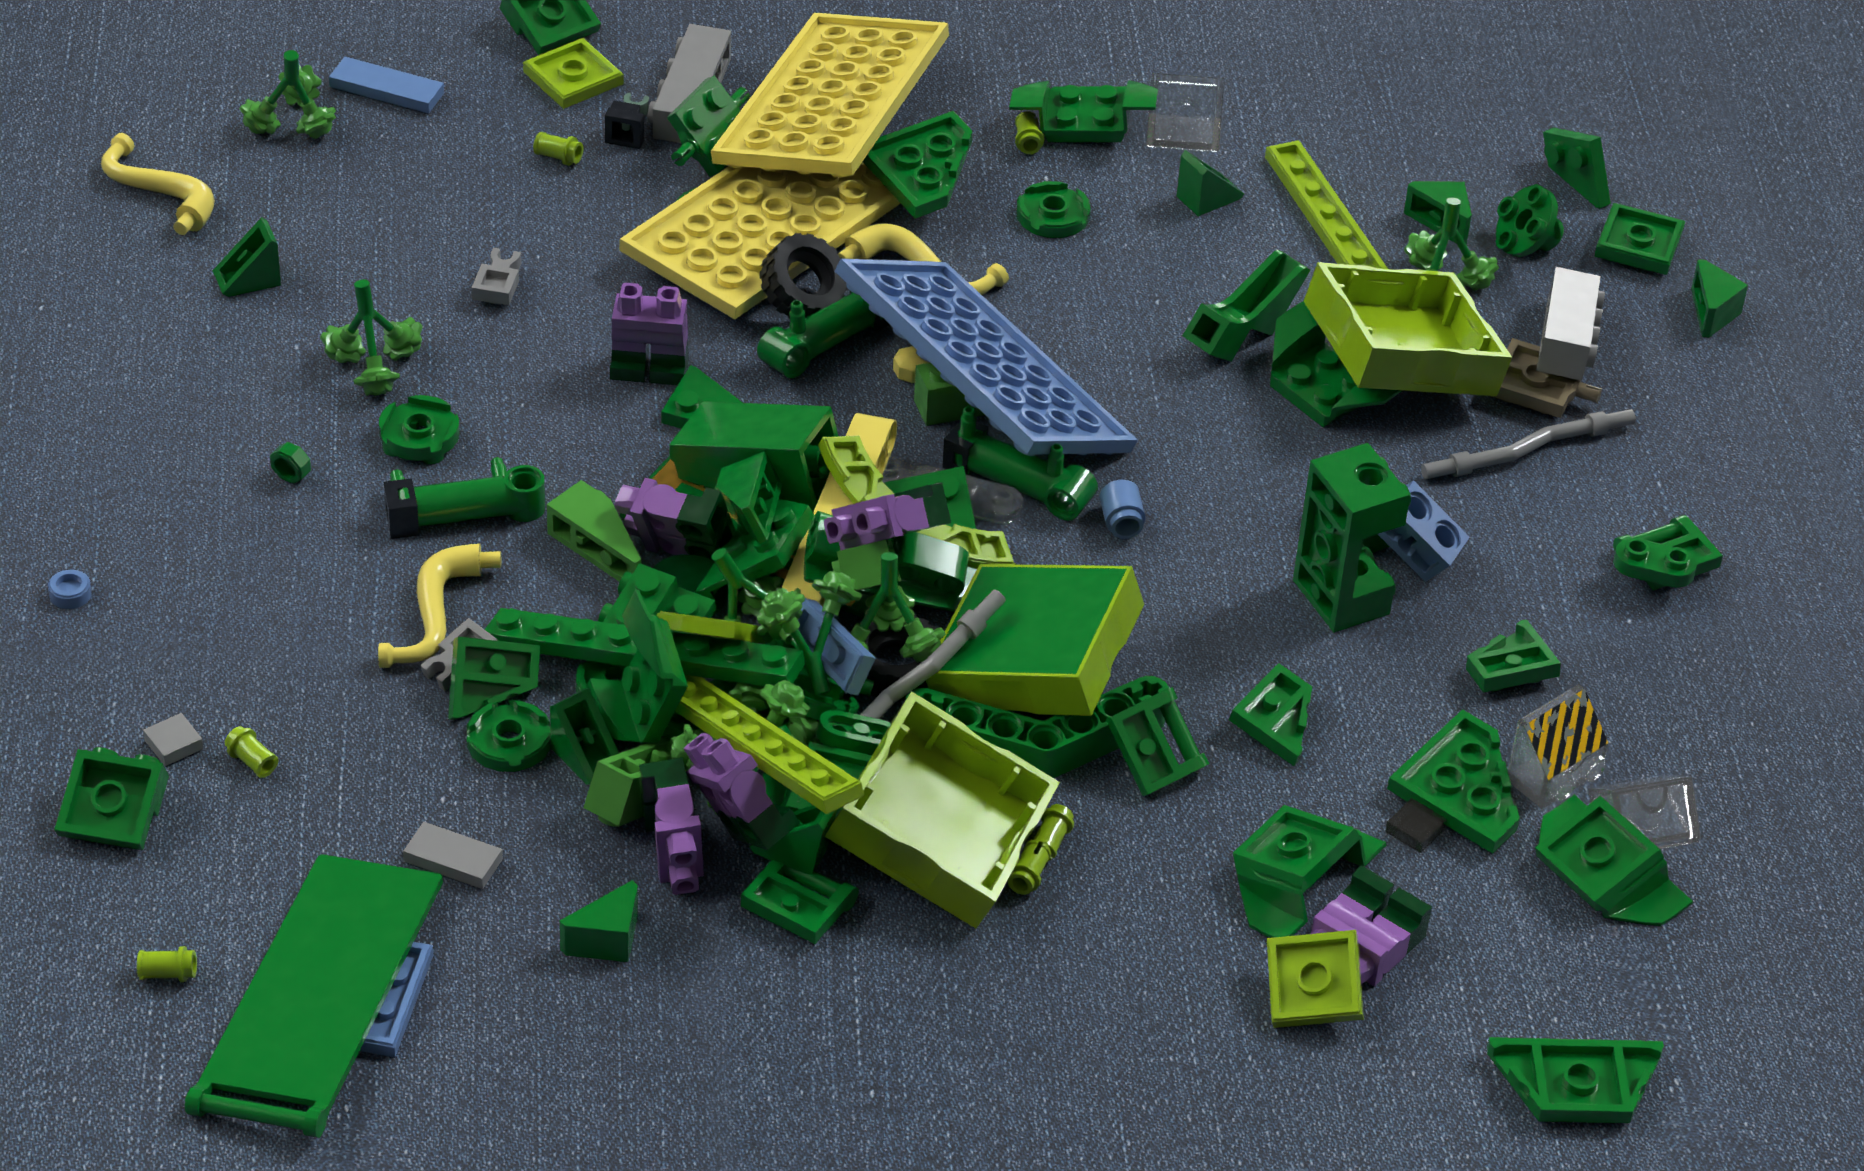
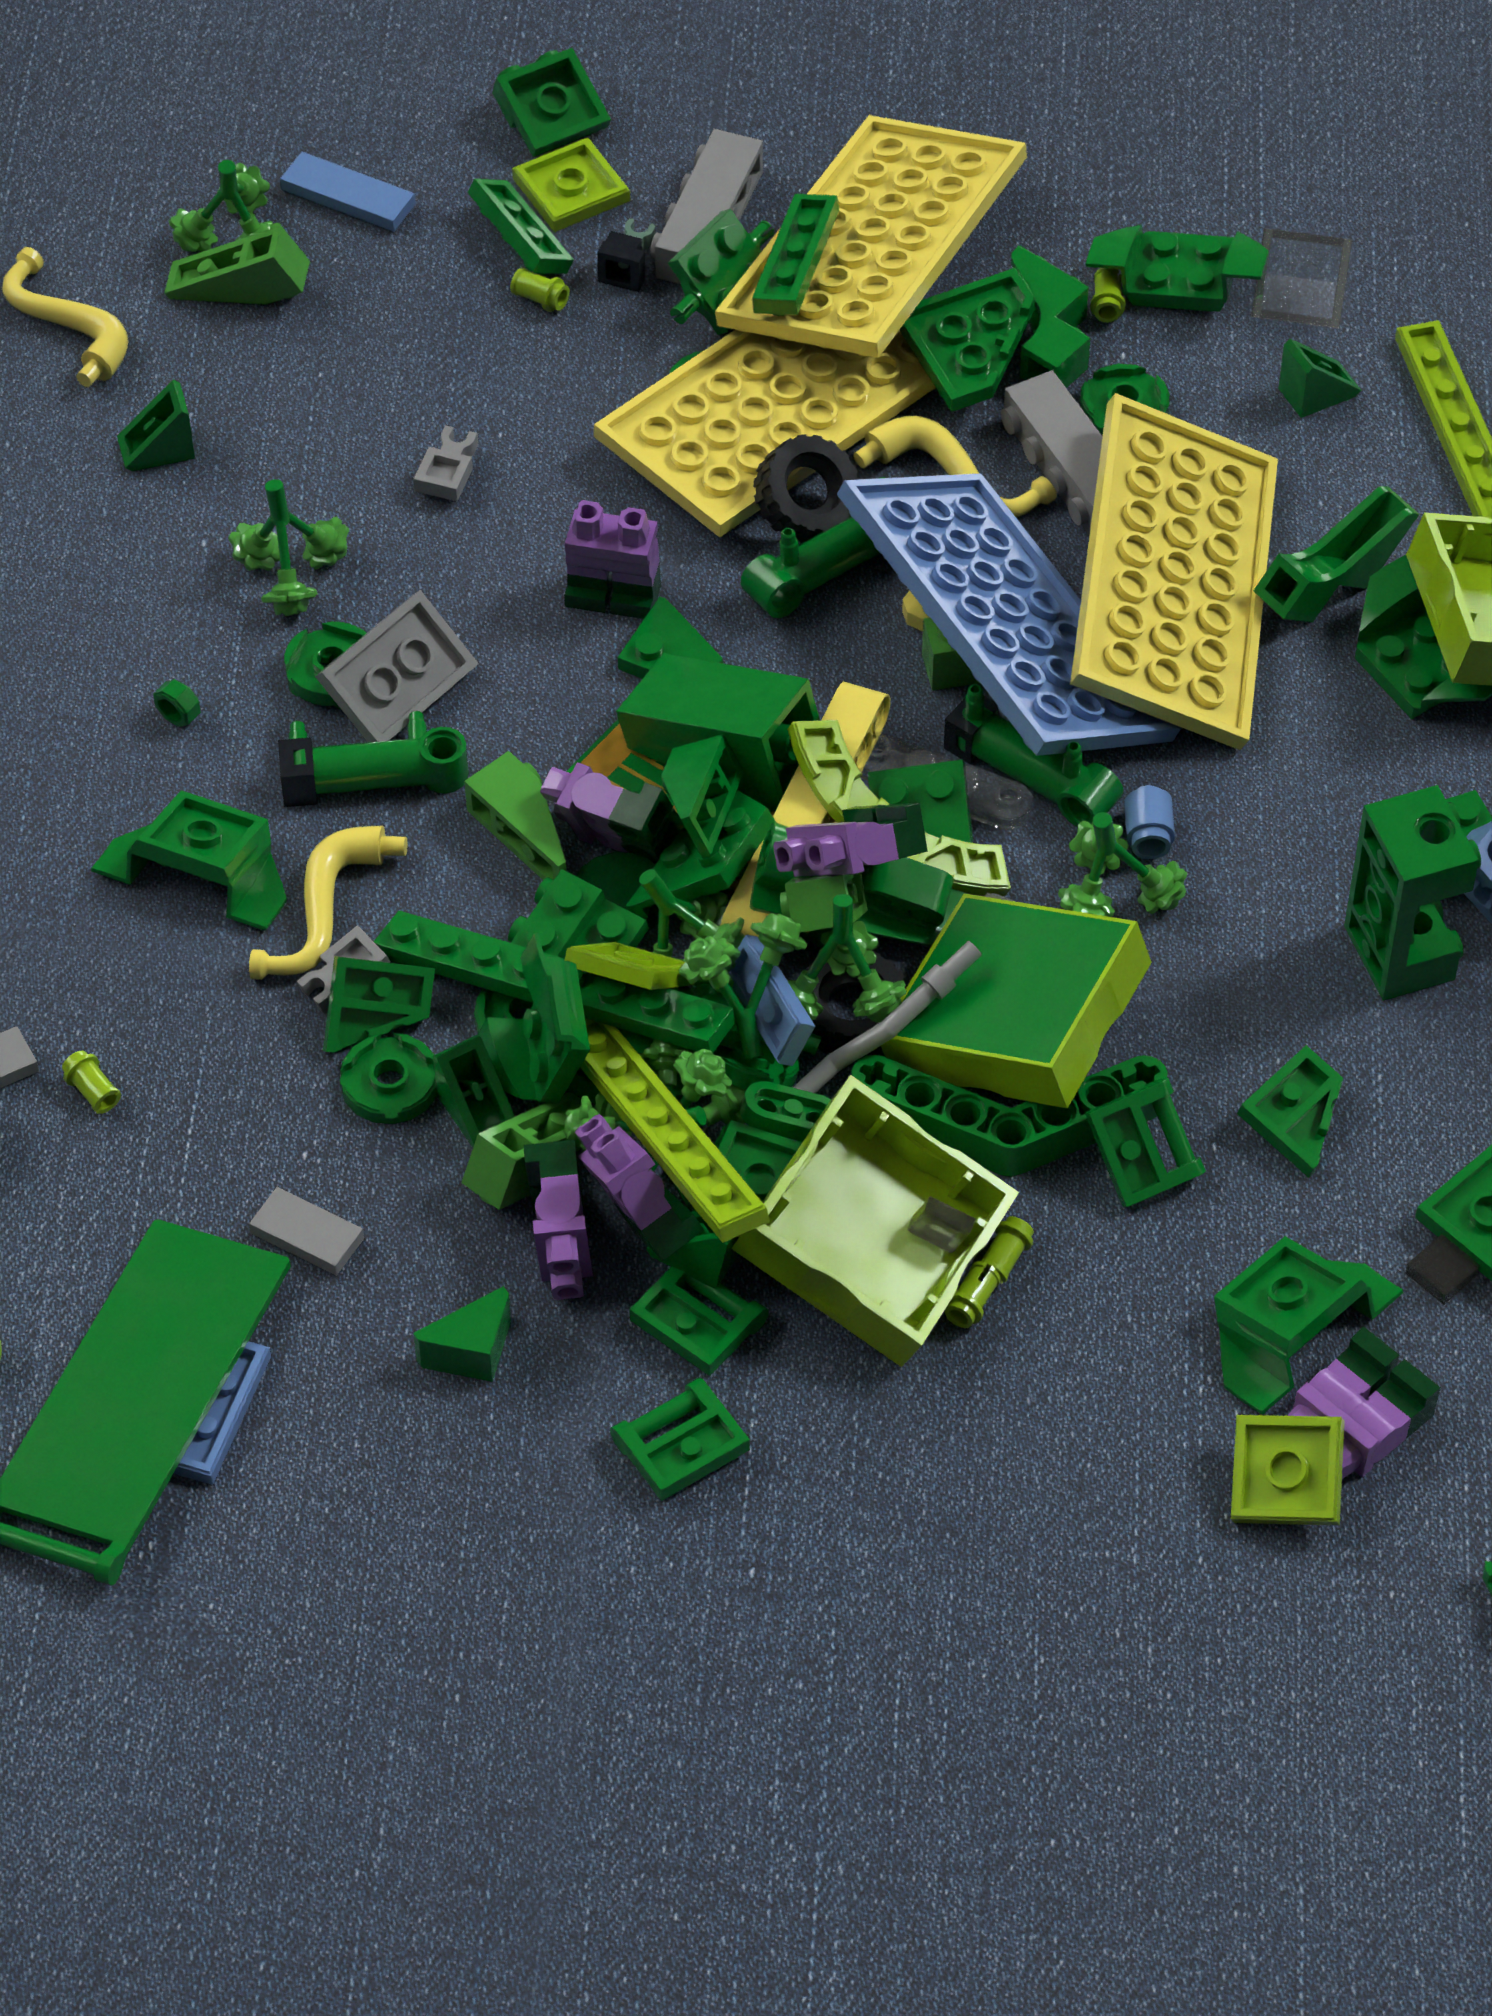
camera: 10 degrees right, 10 degrees up
(308, 143) = (243, 271): none -> bright green slope
(333, 562) = (209, 843): none -> green piece
(477, 425) = (397, 669): none -> light grey plate
(535, 102) = (520, 226): none -> green plate
(773, 105) = (795, 254): none -> green plate
(803, 1001) = (688, 1449): none -> green plate
(992, 169) = (1057, 312): none -> green arch
(997, 811) = (941, 1224): none -> clear smoke tile
(1017, 243) = (1057, 439): none -> light grey brick
(1086, 528) = (1100, 848): none -> bright green plant
(1117, 324) = (1174, 572): none -> light yellow plate

